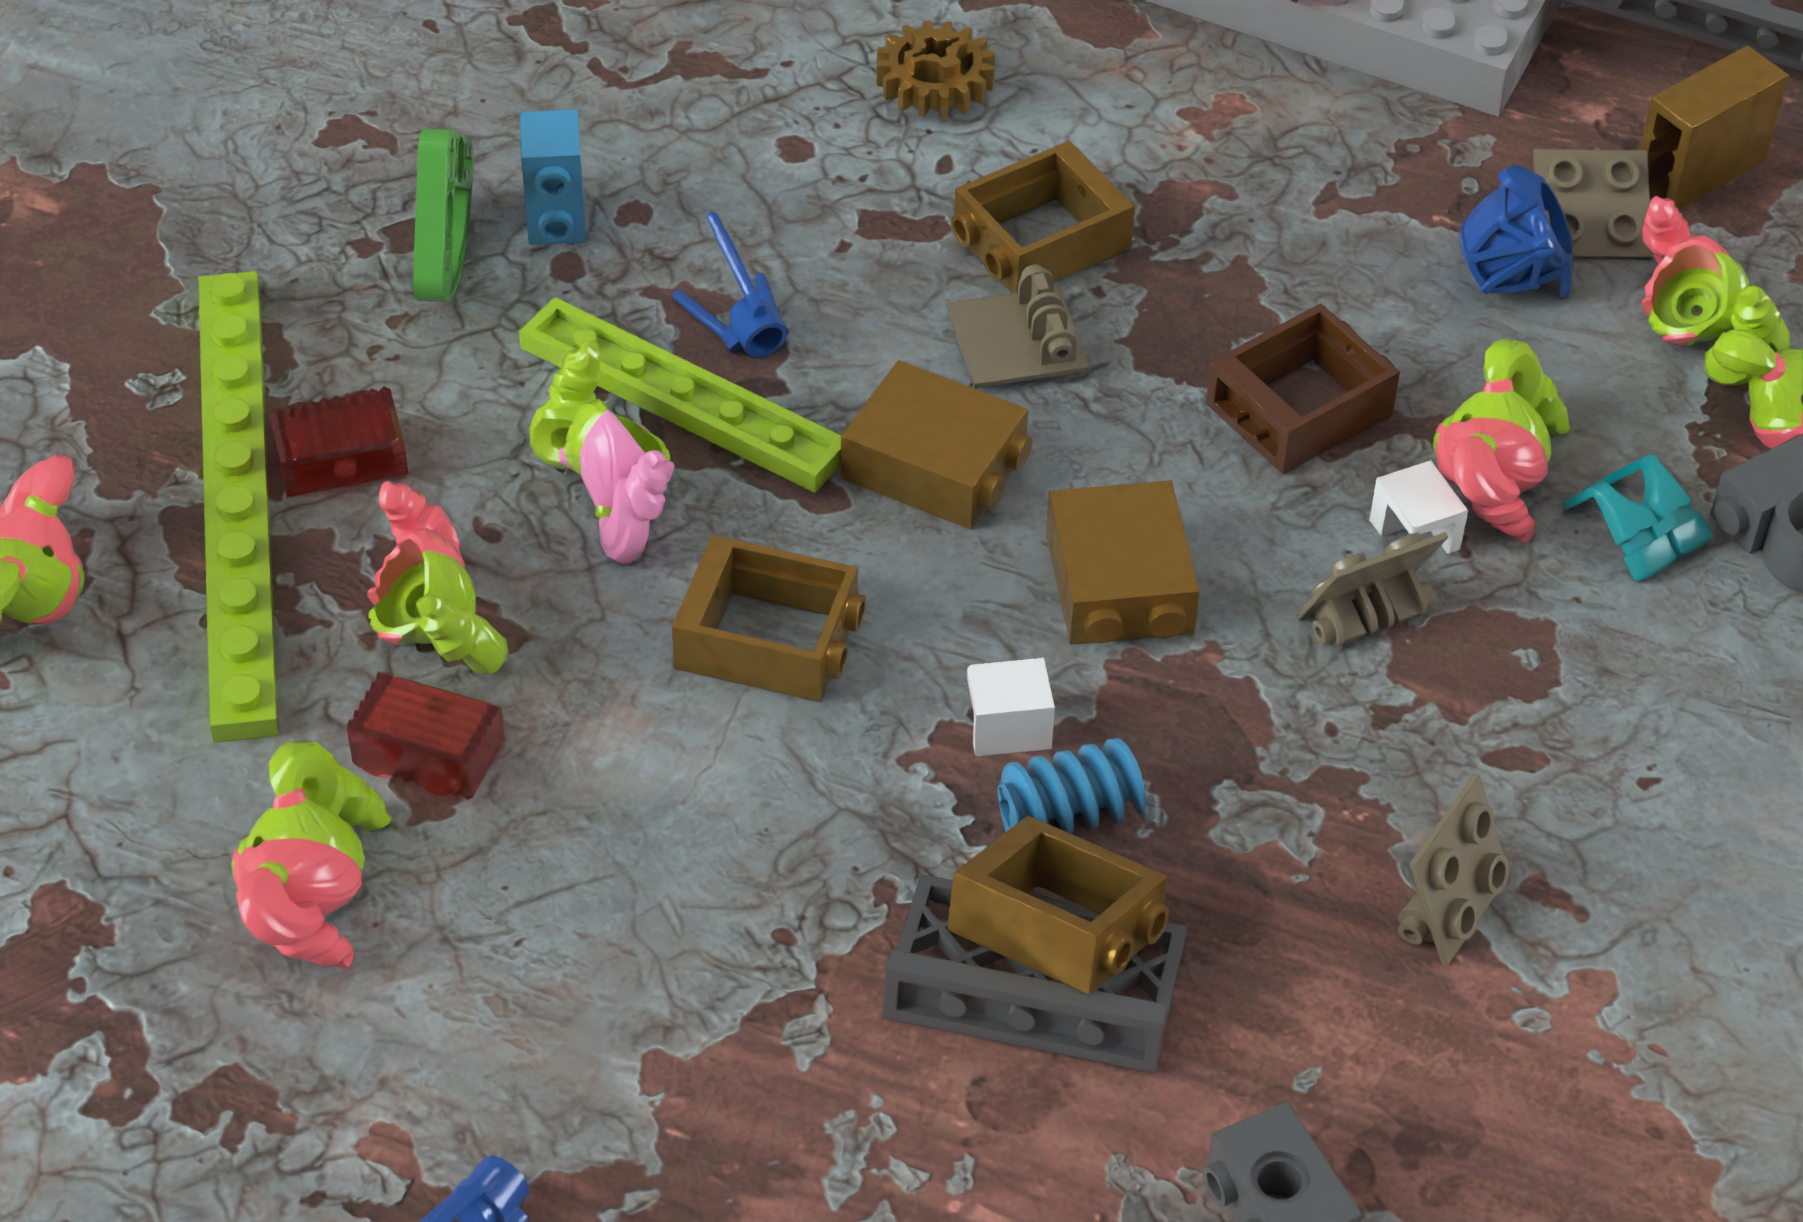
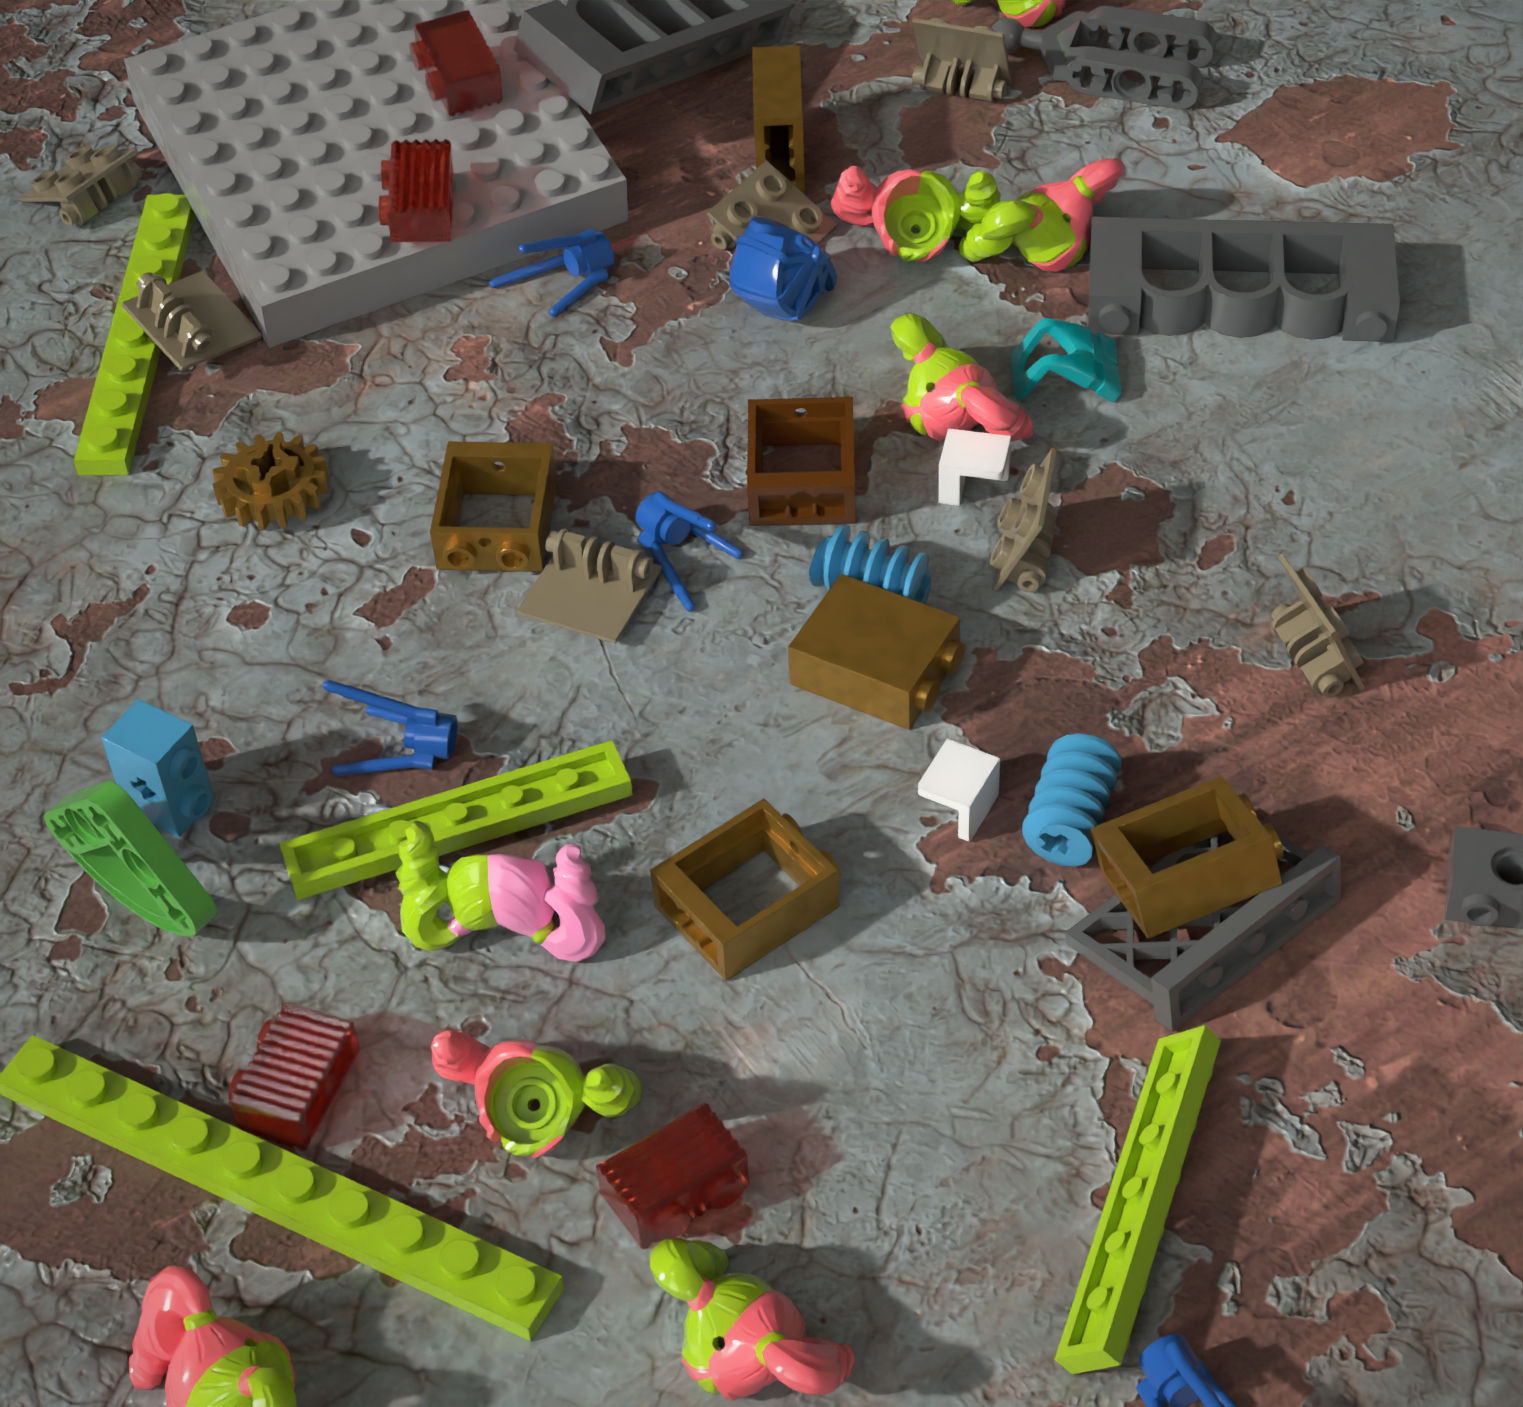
camera: 50 degrees left, 0 degrees up
(630, 1084) = (1138, 1203): none -> lime plate
(935, 444) = (663, 692): pearl gold brick -> none
(1137, 344) = (670, 523): none -> blue plant
(1214, 508) = (875, 566): none -> dark azure piece
(1406, 106) = (587, 257): none -> blue plant

